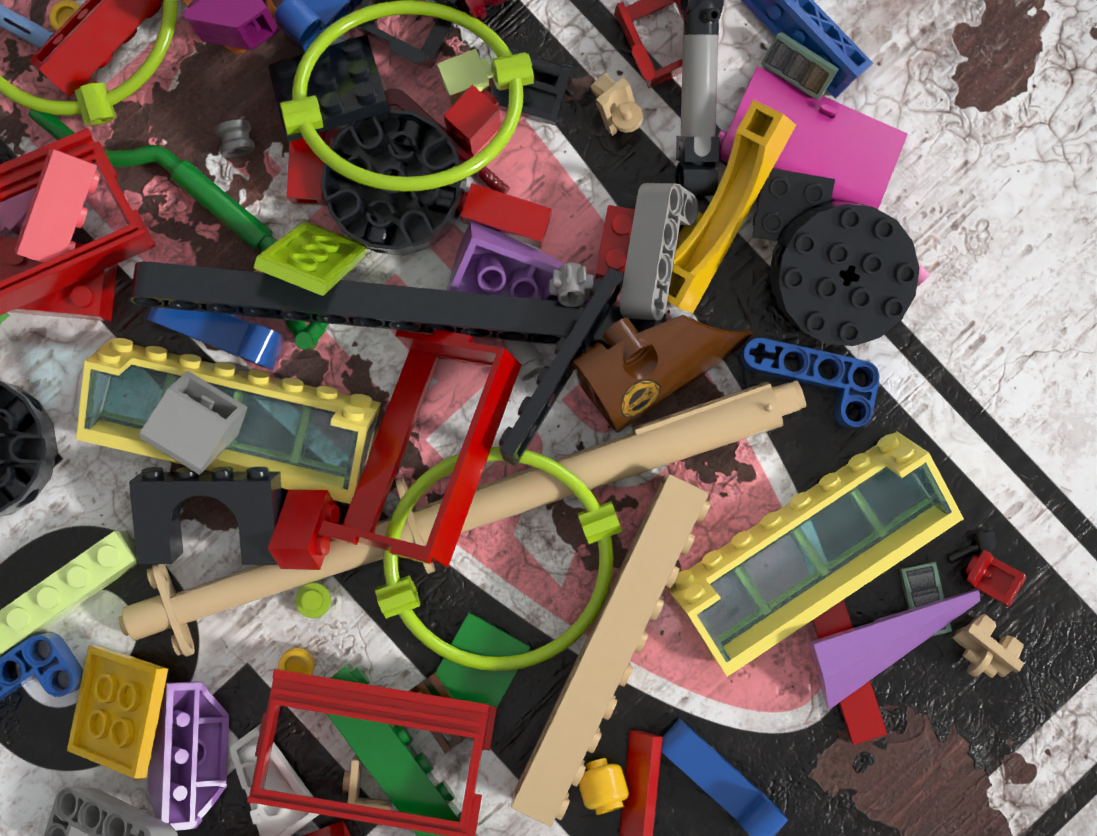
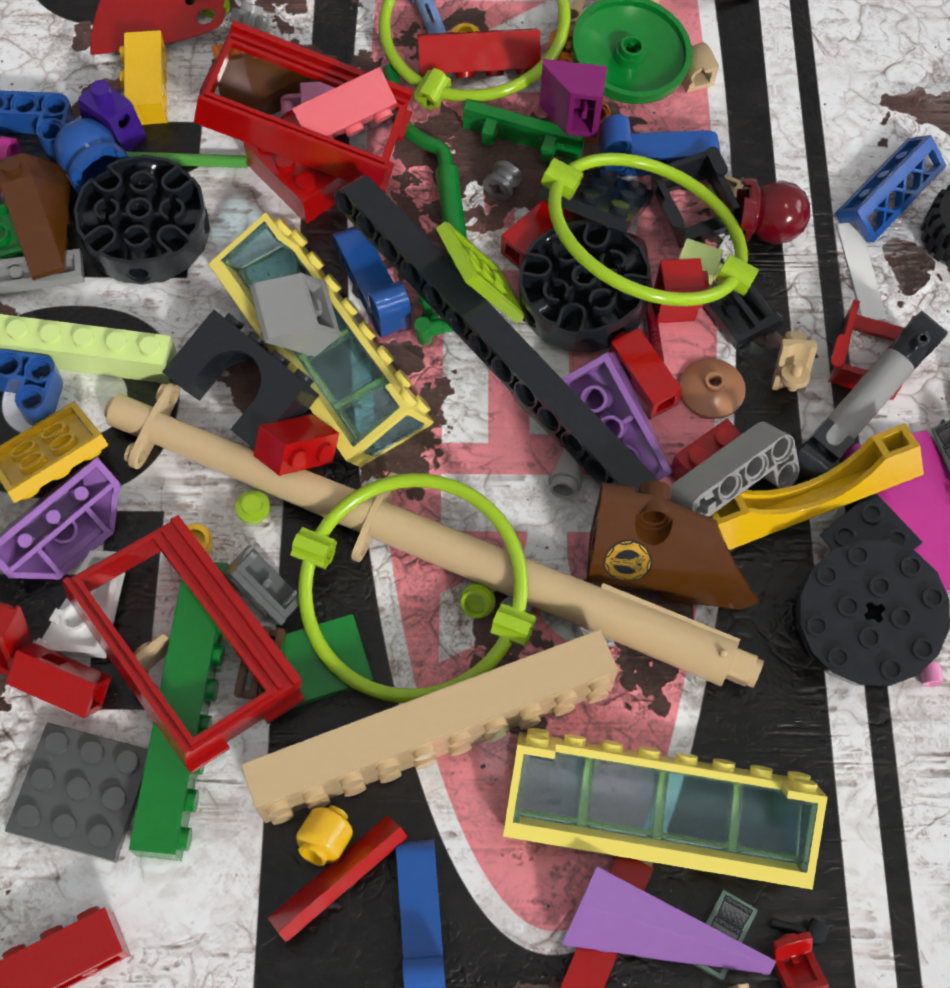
camera: 45 degrees right, 20 degrees down
(180, 84) = (520, 129): none -> green hinge
(386, 657) = (262, 586): none -> dark grey hinge
(395, 434) = (446, 488): red piece -> none
(549, 519) = (477, 600): none -> lime plate
(554, 378) = (582, 486): black plate -> none
(562, 193) = (711, 400): none -> nougat dish
(571, 284) = (649, 445): light grey gear -> none
(808, 374) = (775, 670): blue beam -> none

